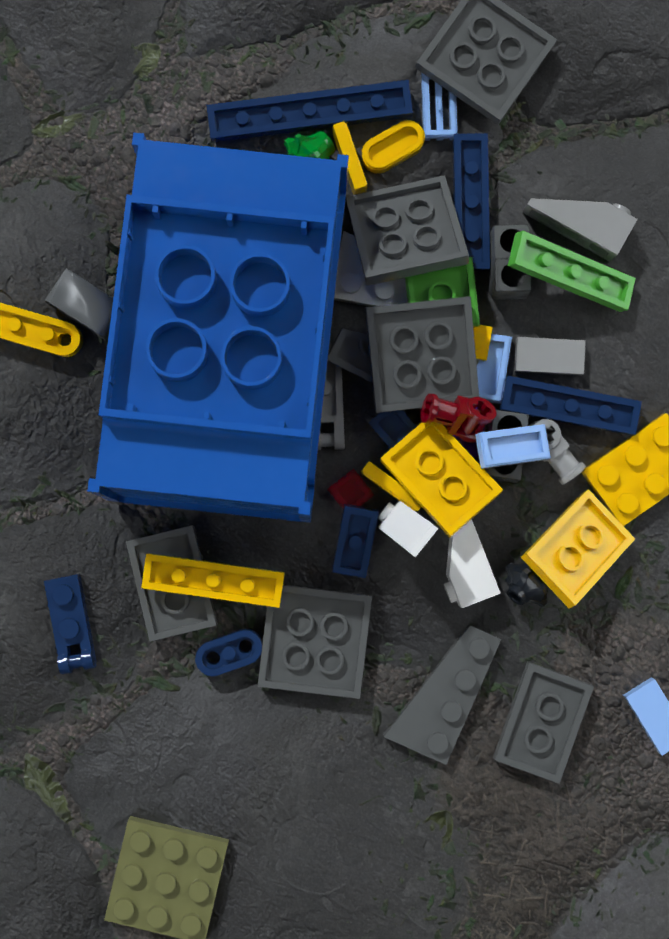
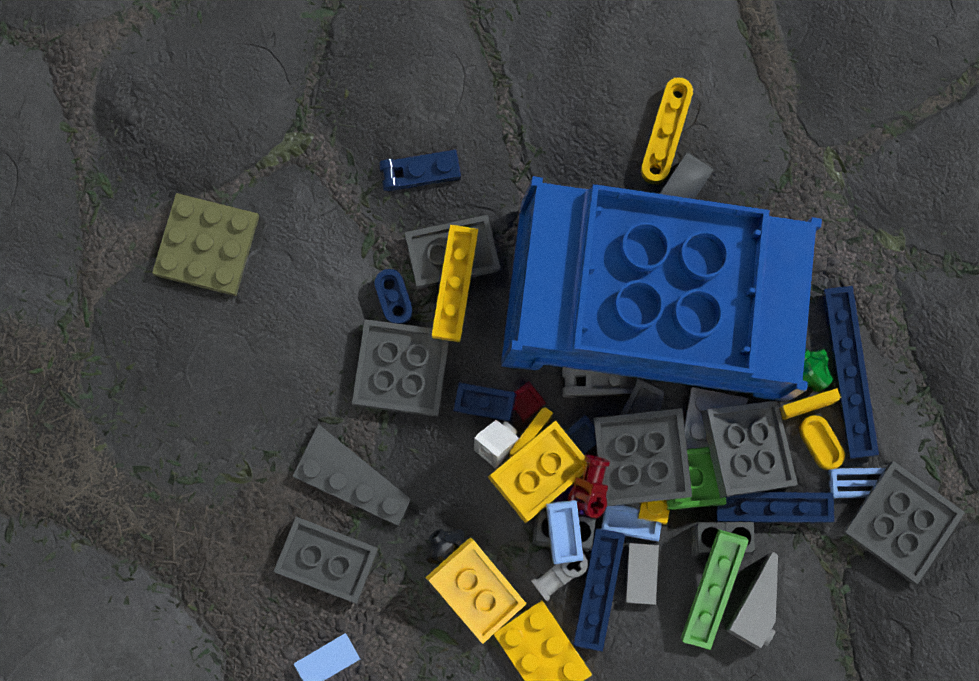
camera: 85 degrees right, 10 degrees down
(468, 569) = (461, 497): white slope -> none

